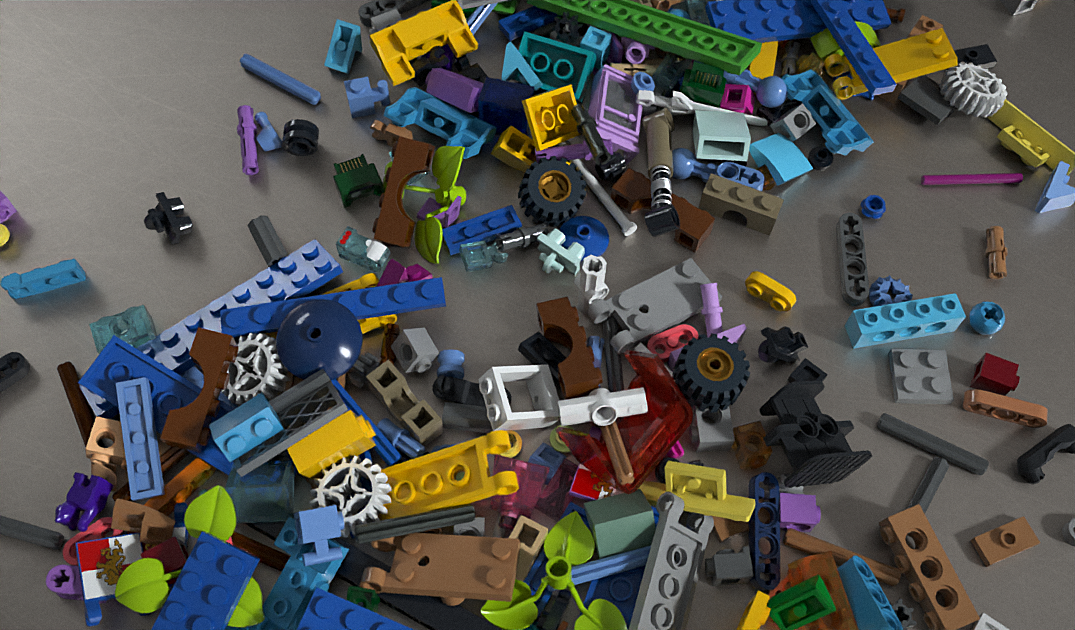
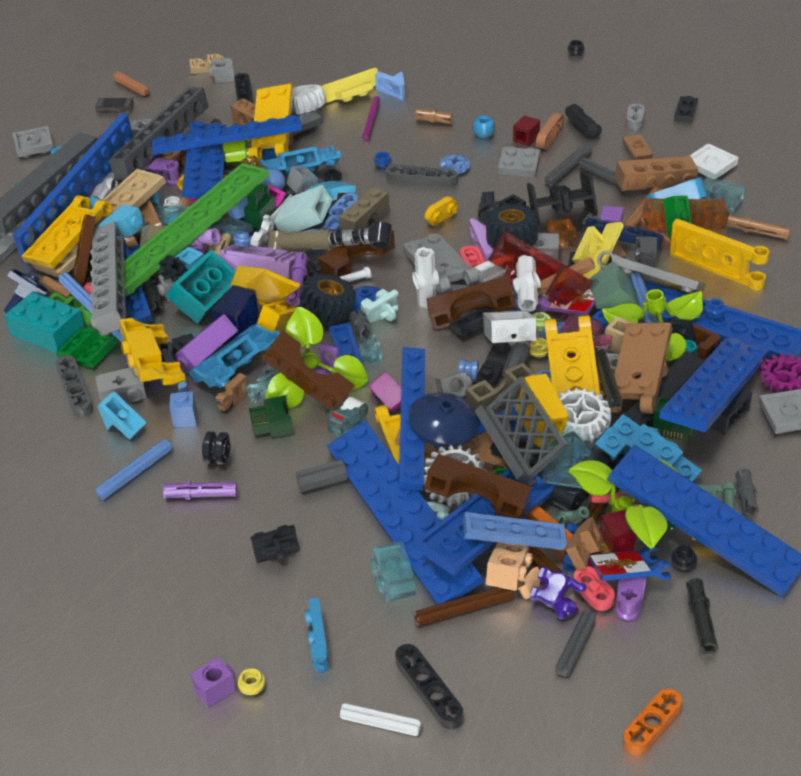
camera: 75 degrees left, 20 degrees down
(245, 427) = (525, 444): dark azure brick -> none
(268, 136) = (203, 472): medium blue bar -> none
(317, 527) = (611, 414): medium blue brick -> none
(514, 64) = (205, 295): medium azure slope -> none
(586, 127) = (301, 256): pearl dark grey pin -> none
(711, 308) = (452, 235): lavender pin -> none
(904, 320) = (479, 157): medium azure brick -> none
(1003, 22) = (243, 87): none -> black beam

